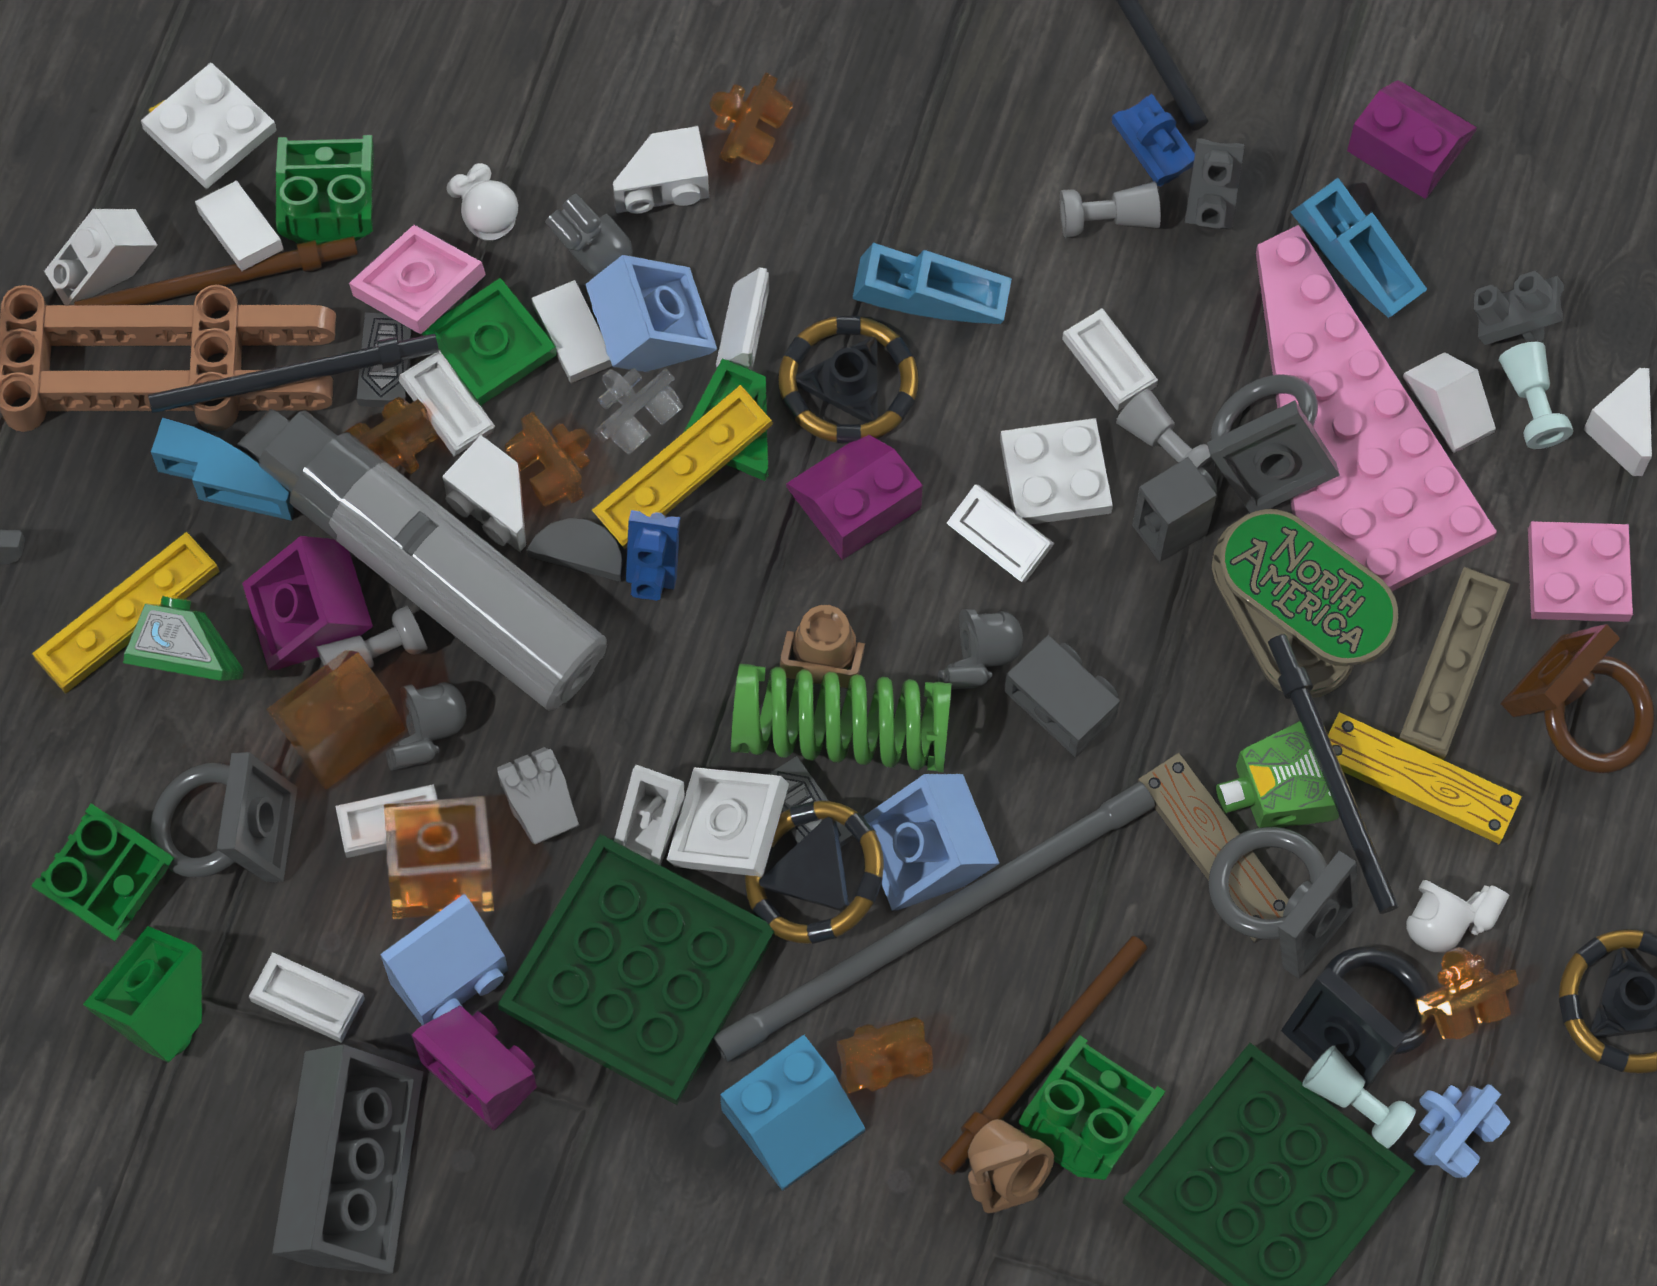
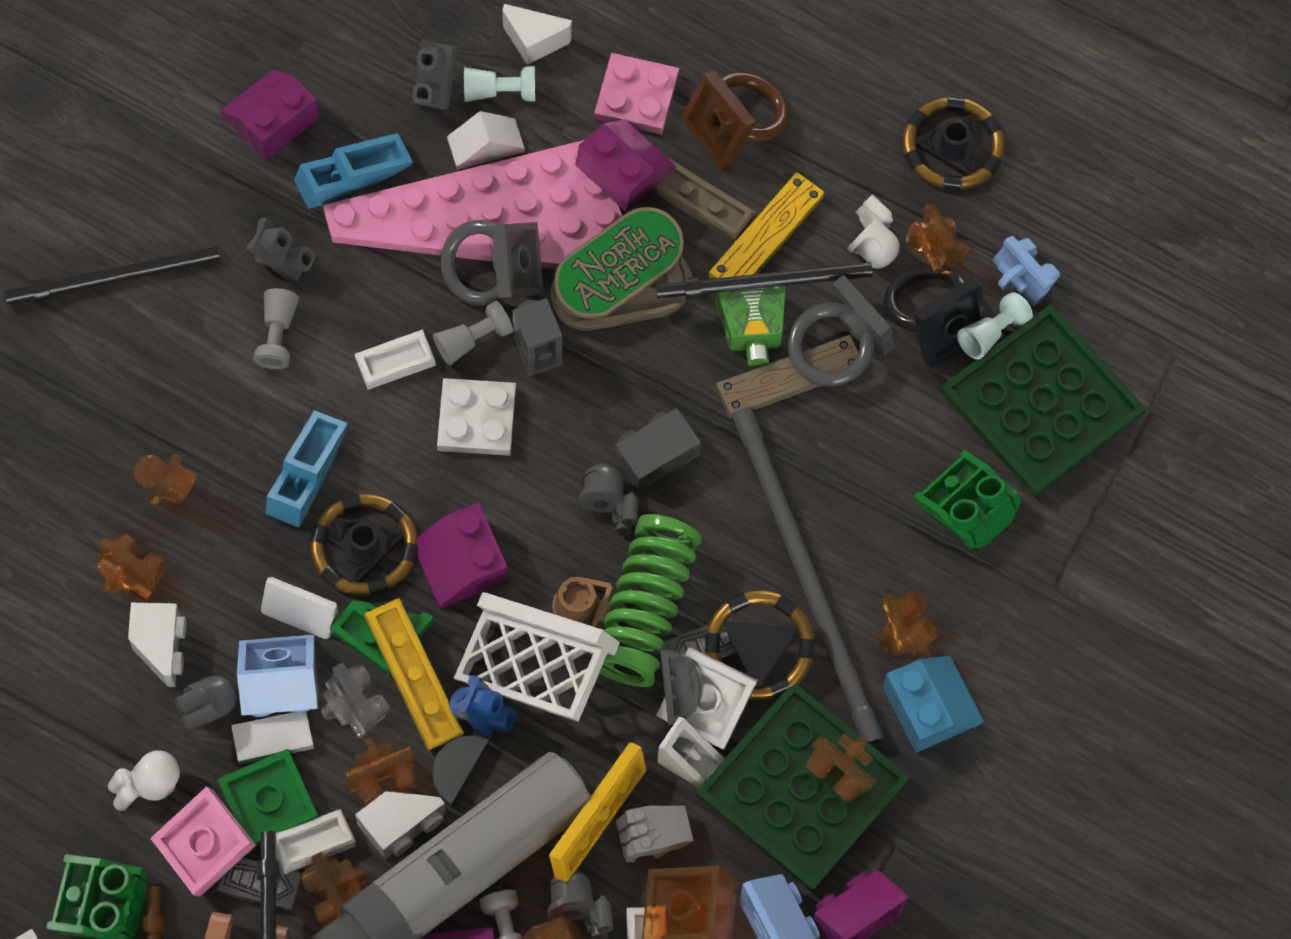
camera: 80 degrees left, 0 degrees up
(542, 715) = (597, 812): none -> yellow tile
(669, 1007) = (855, 777): none -> clear orange hips
(734, 780) = (681, 684): none -> dark grey tile
(764, 599) = (552, 630): none -> white fence
(869, 124) = (167, 479): none -> clear orange hips
(930, 839) = (747, 560): light blue slope -> none
(1000, 533) = (518, 464): white tile -> none
(1009, 1162) = (999, 562): medium nougat piece -> none
(1044, 1052) = (965, 576): reddish brown bar -> none
(1154, 140) = (230, 283): blue hips -> none
(1464, 565) = (622, 162): none -> magenta slope

